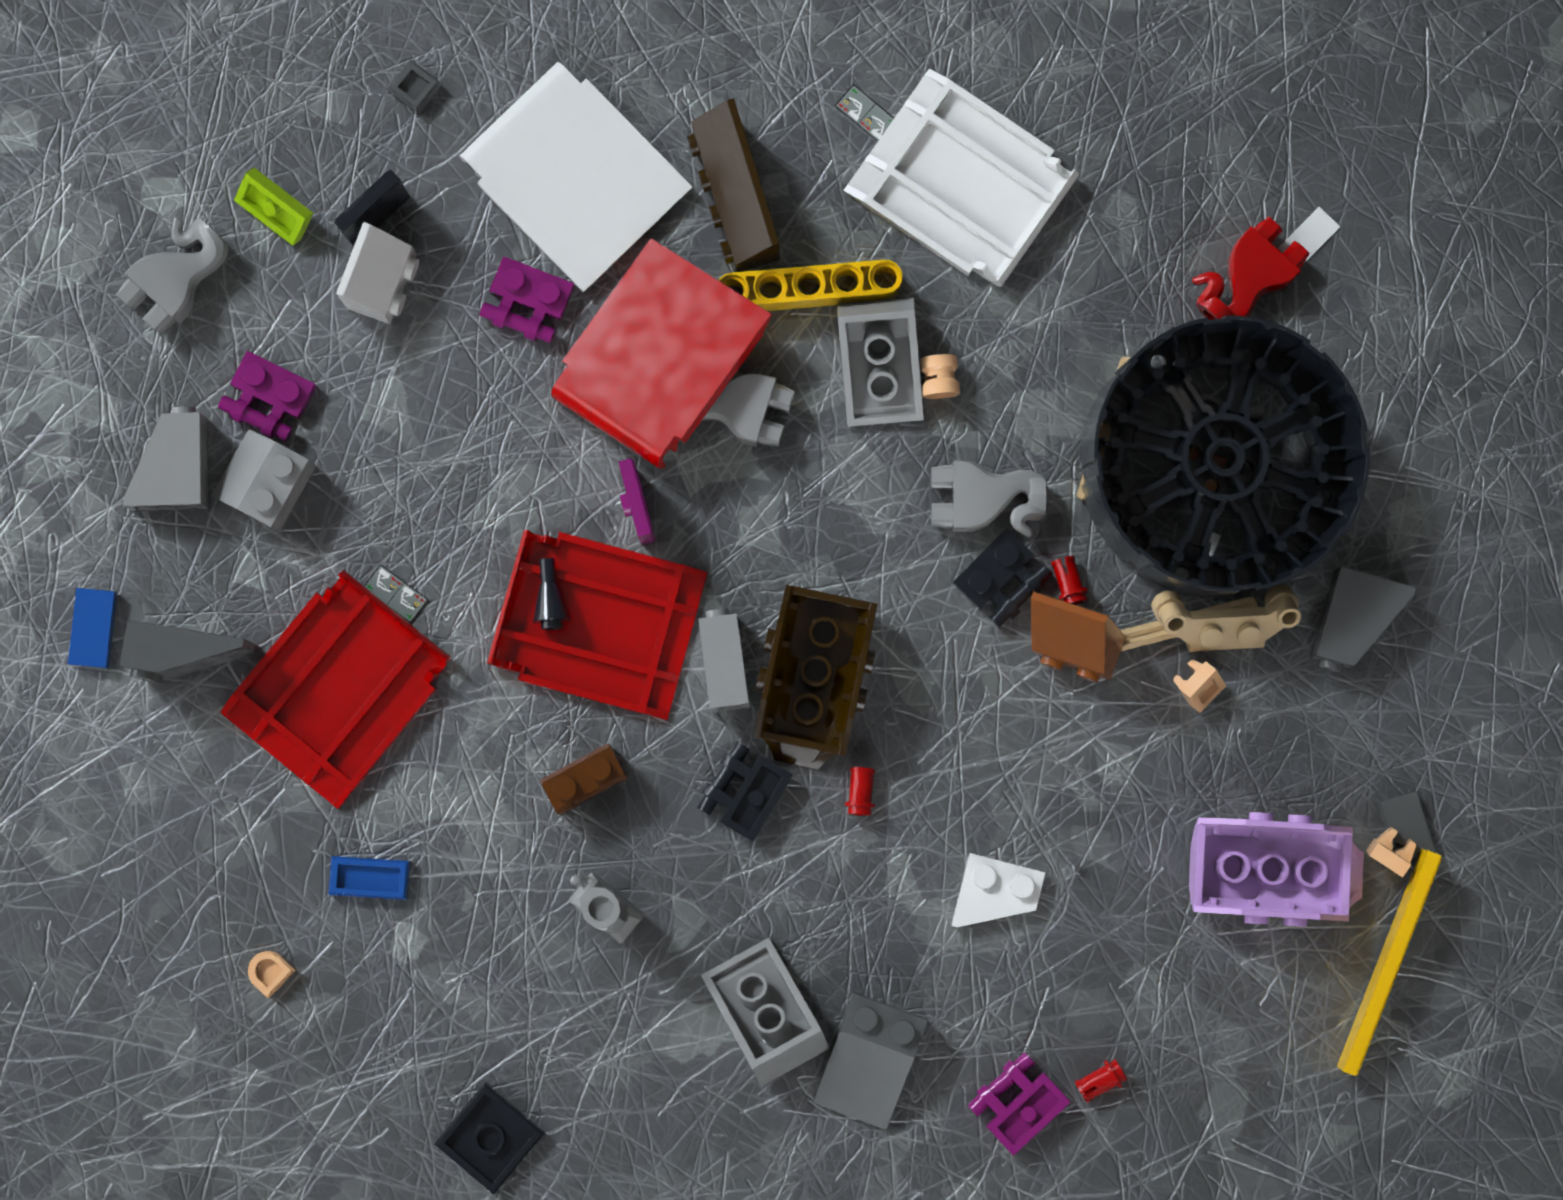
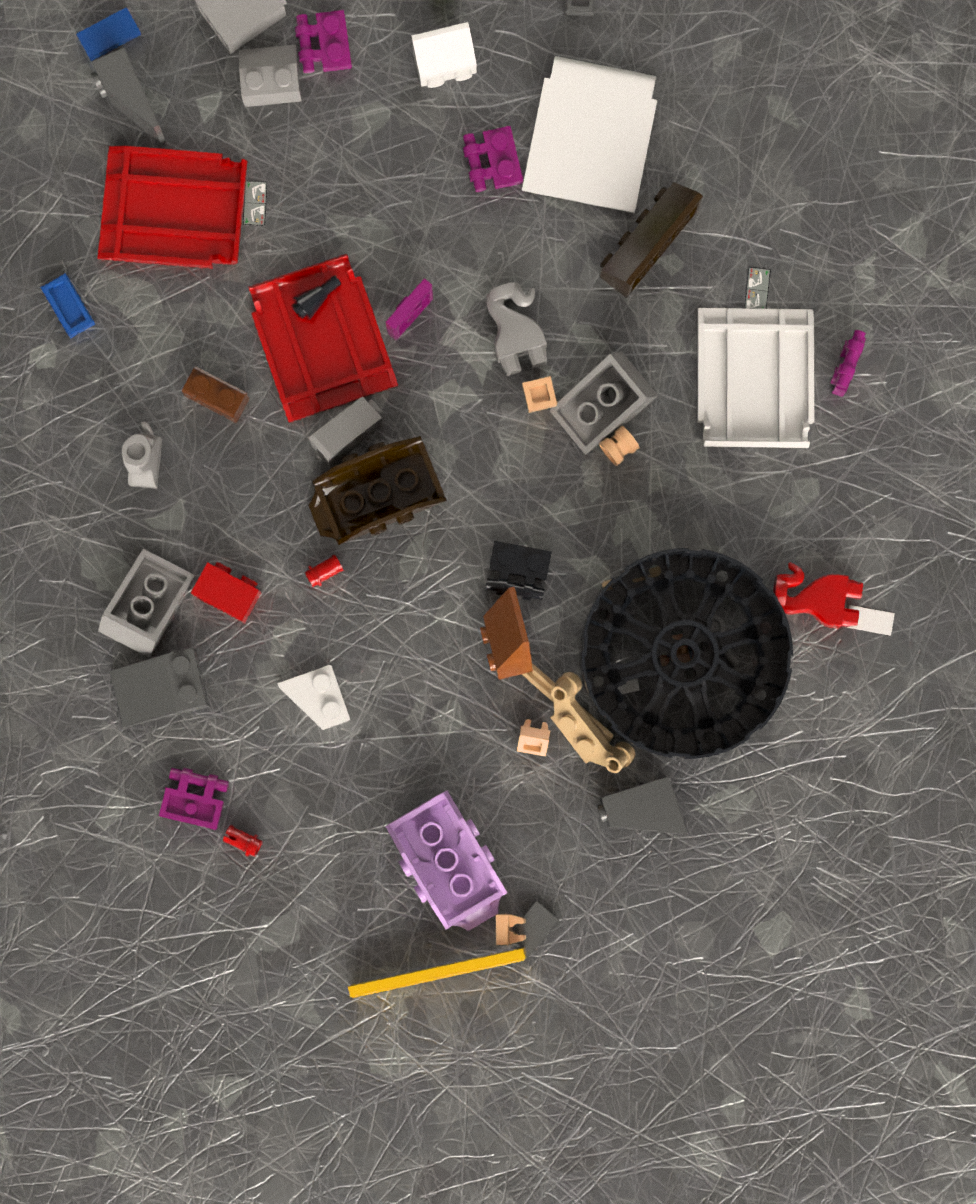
camera: 50 degrees right, 0 degrees up
(372, 206) = (485, 23): black tile -> none
(659, 353) = (513, 260): piece -> none
(755, 797) = (275, 508): black plate -> none
(812, 915) = (226, 592): none -> red brick
(825, 276) = (616, 312): yellow beam -> none
(825, 424) = (539, 394): none -> light nougat tile
(982, 496) = (561, 523): light grey hips -> none
(1025, 78) = (844, 372): none -> magenta plate
(1069, 583) = (543, 614): red pin -> none

